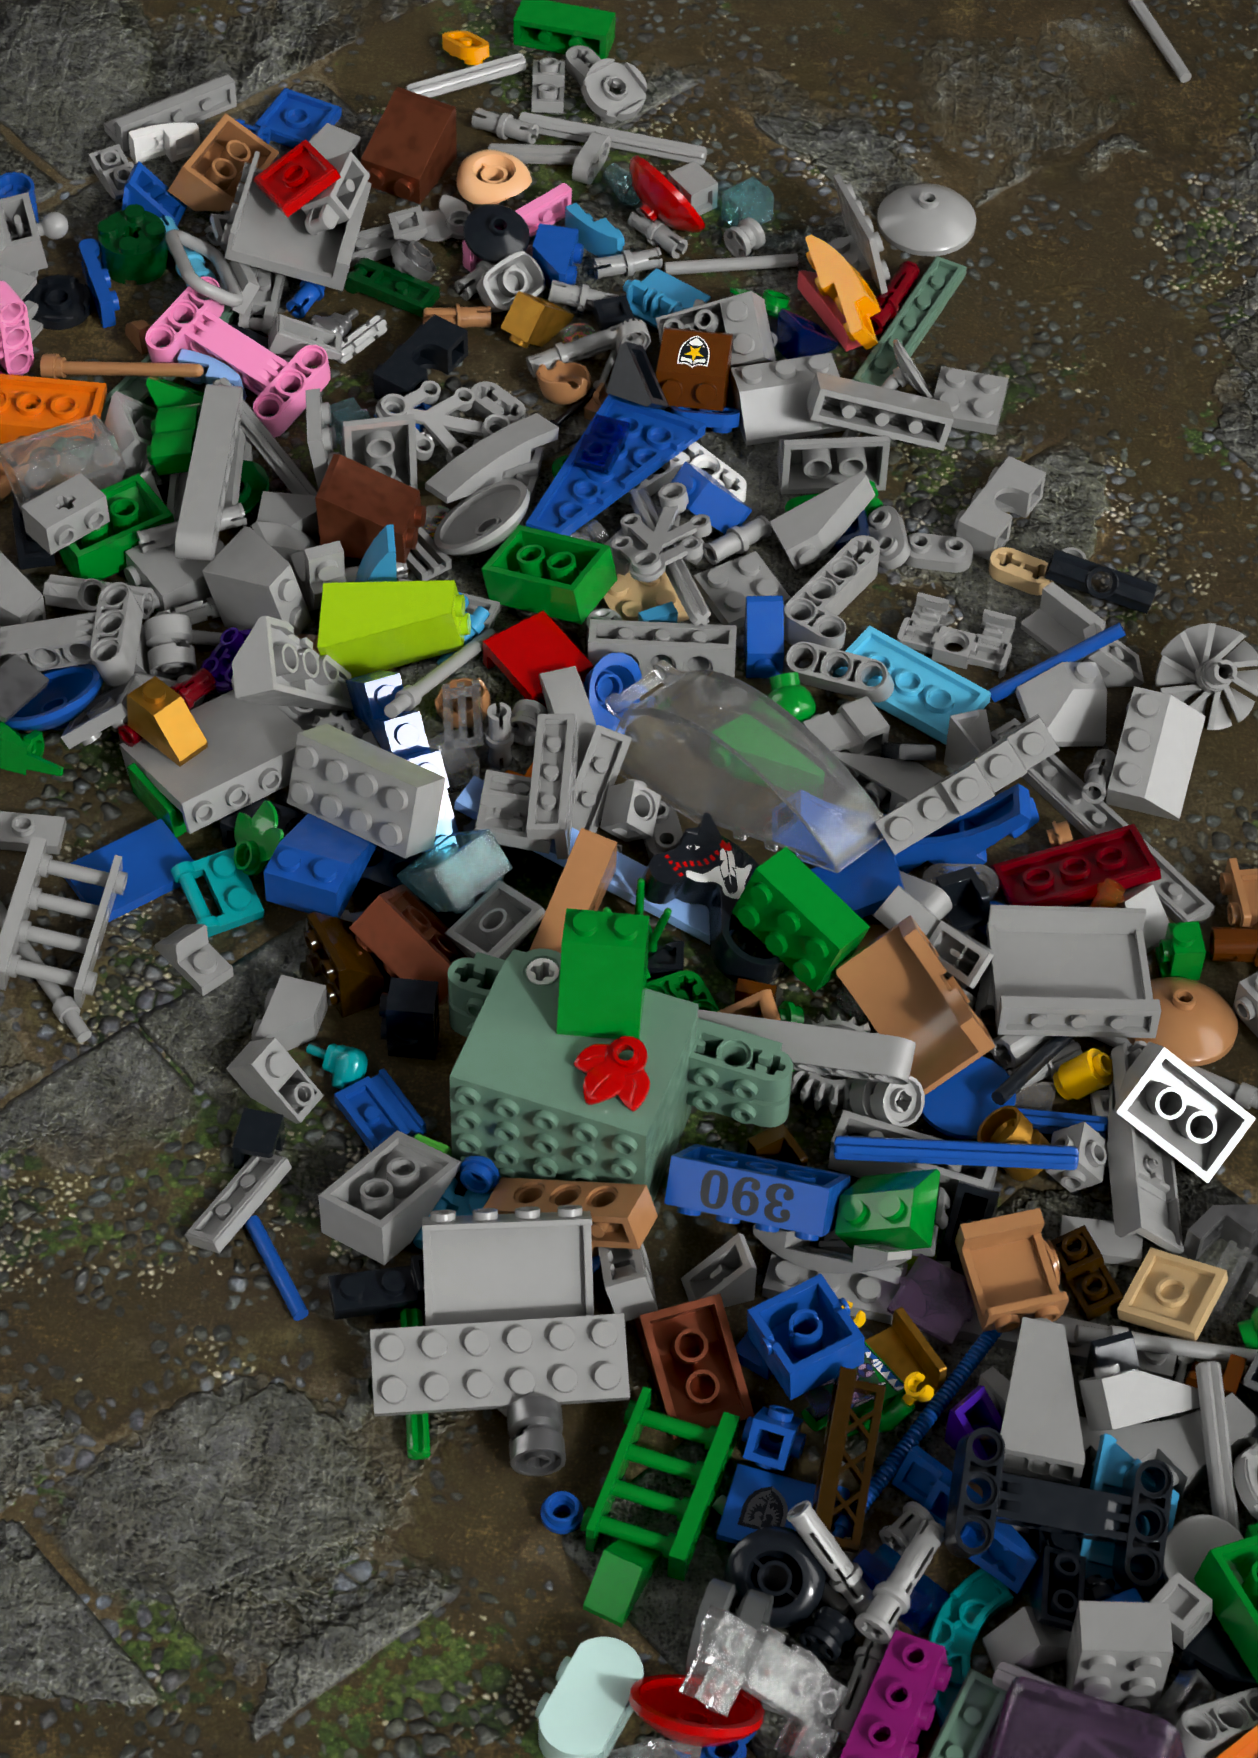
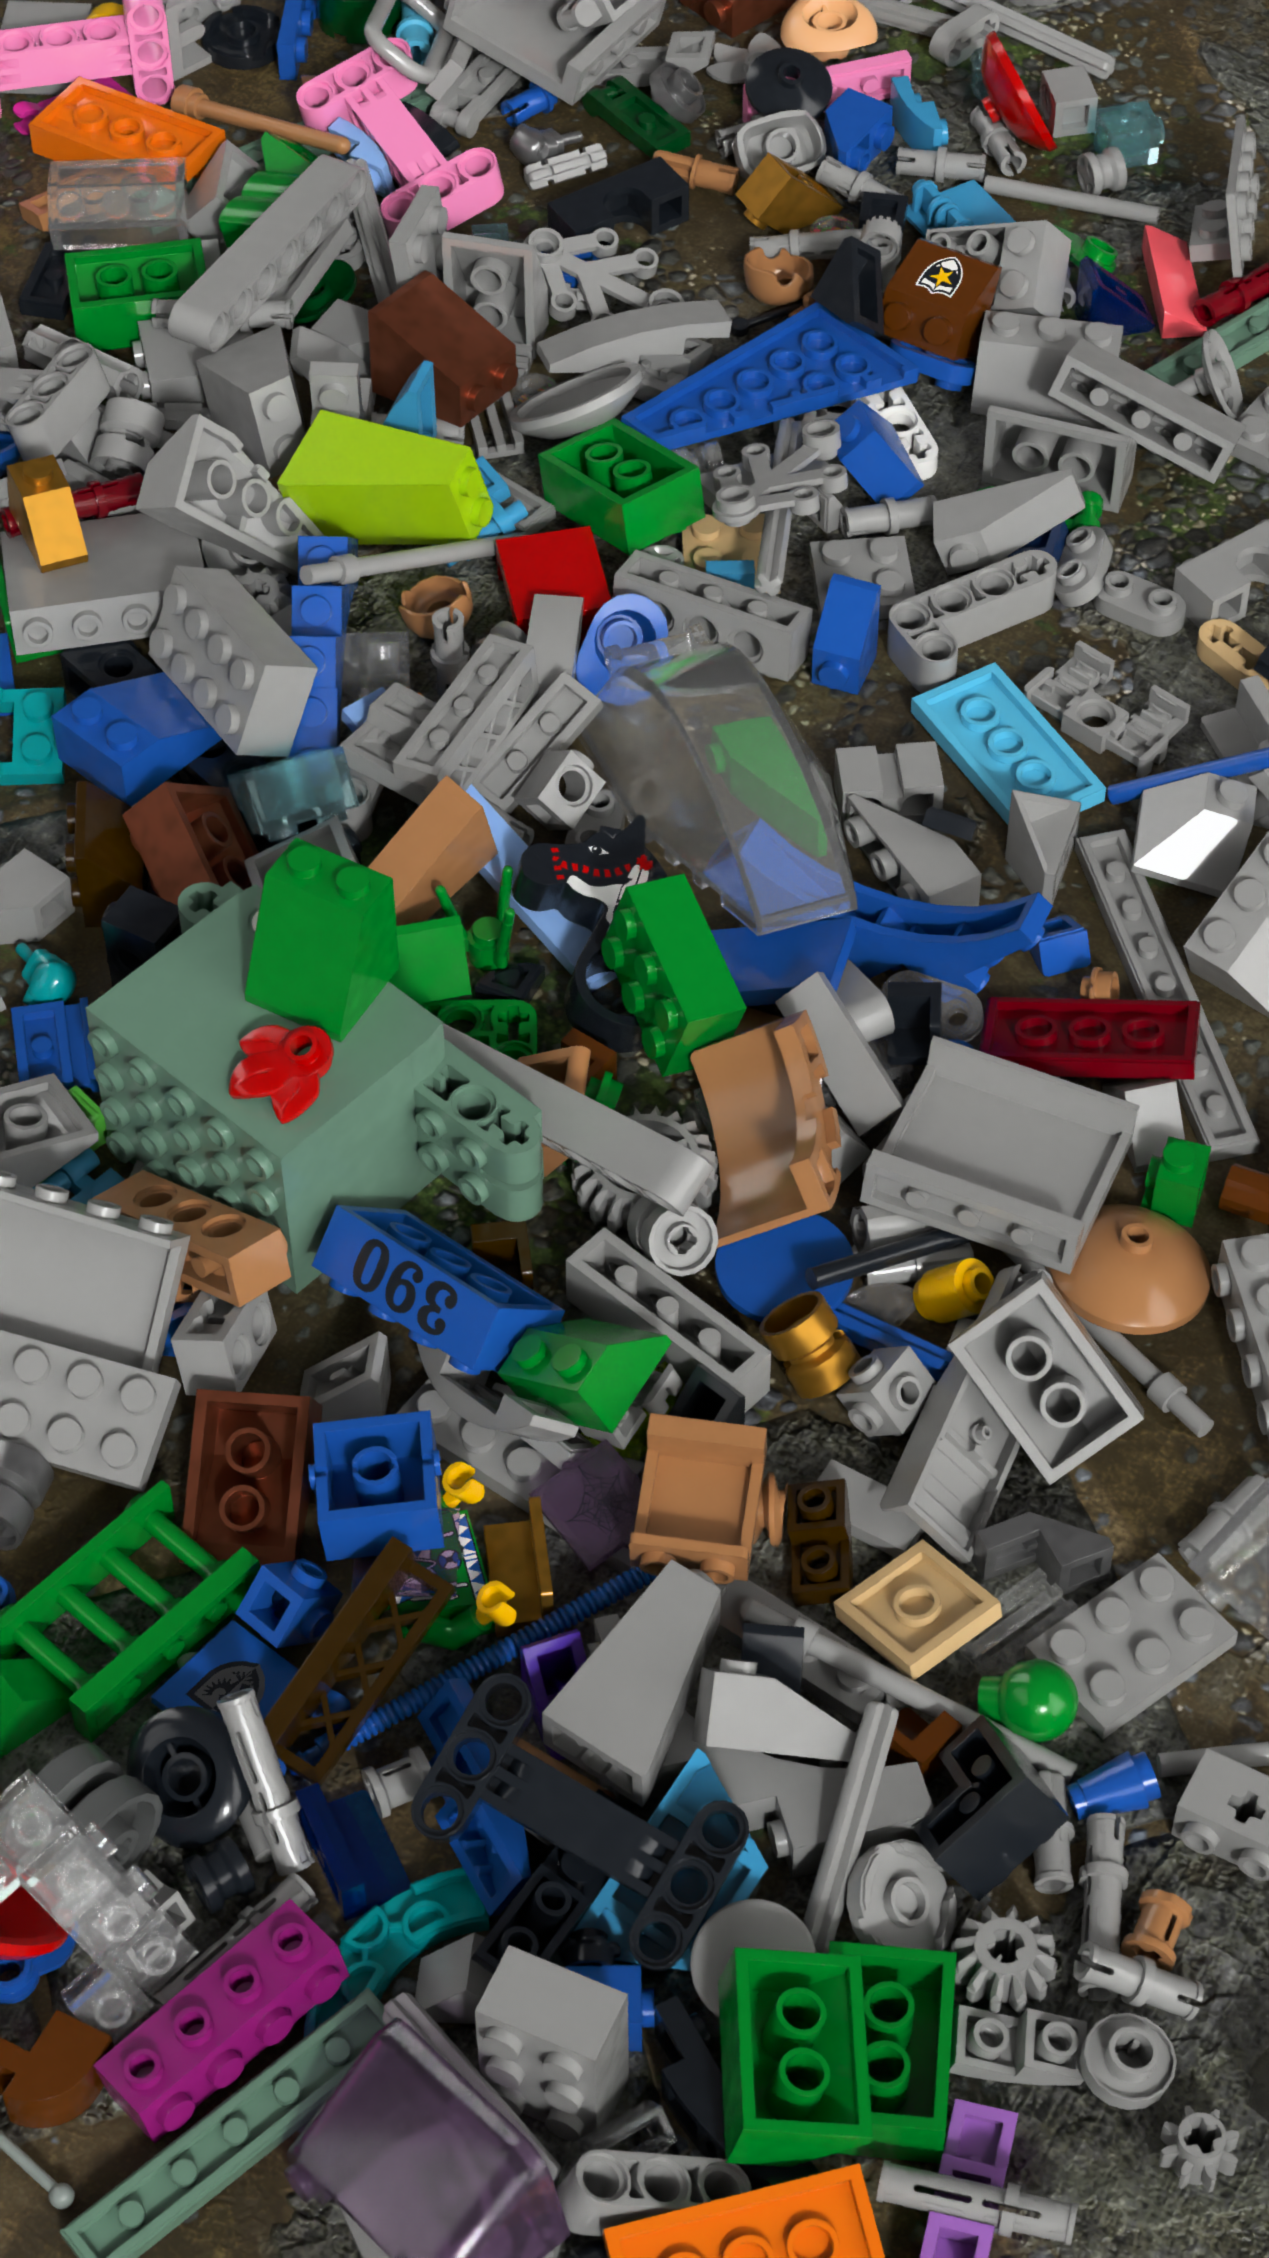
camera: 25 degrees right, 0 degrees up
(65, 513) = (80, 254): light grey brick -> none
(256, 838) = (84, 674): green plate -> none
(291, 335) = (474, 130): light grey slope -> none
(461, 693) = (406, 612): clear tile -> none
(479, 1174) = (115, 1155): blue plate -> none
(501, 402) = (693, 280): light grey beam -> none
(602, 445) = (768, 355): clear blue slope -> none
(792, 696) = (835, 720): green piece -> none
(846, 288) = (1188, 259): light orange slope -> none
(852, 683) = (928, 718): light grey beam -> none
(893, 1595) = (312, 1854): light grey pin -> none
(956, 1152) = (713, 1327): blue axle -> none
(961, 954) = (862, 1087): light grey slope -> none
(968, 785) = (985, 873): light grey arch -> none
(1098, 776) = (1170, 940): light grey pin -> none
(1108, 894) = (1108, 1075): clear orange pin -> none
(1188, 1608) = (666, 2015): light grey brick -> none

